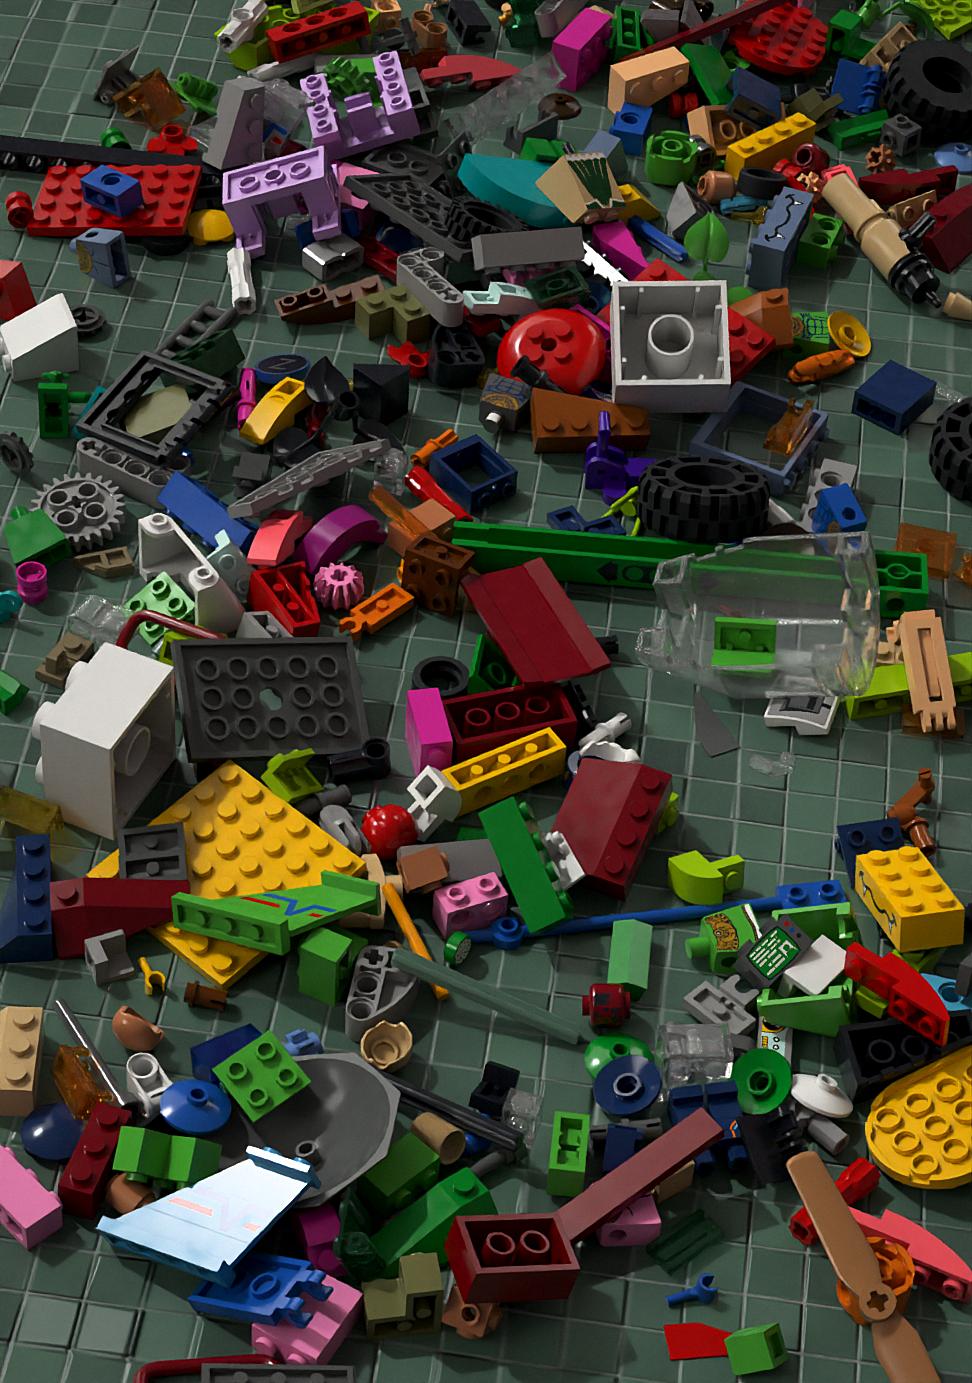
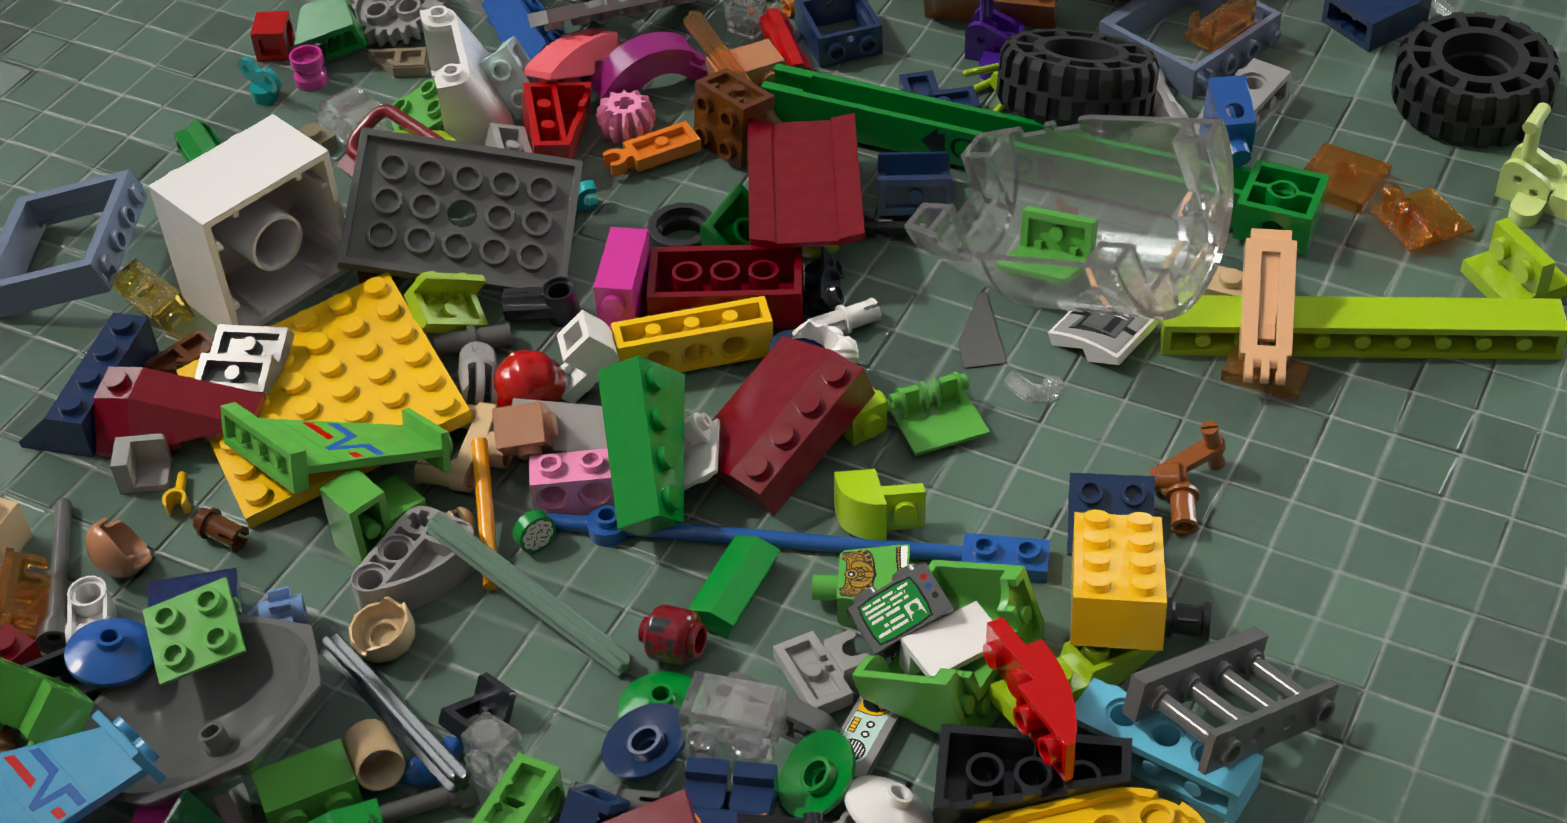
camera: 25 degrees right, 0 degrees up
(81, 859) = (181, 352): none -> reddish brown tile
(610, 610) = (911, 179): none -> dark blue panel
(712, 798) = (936, 414): none -> bright green hinge

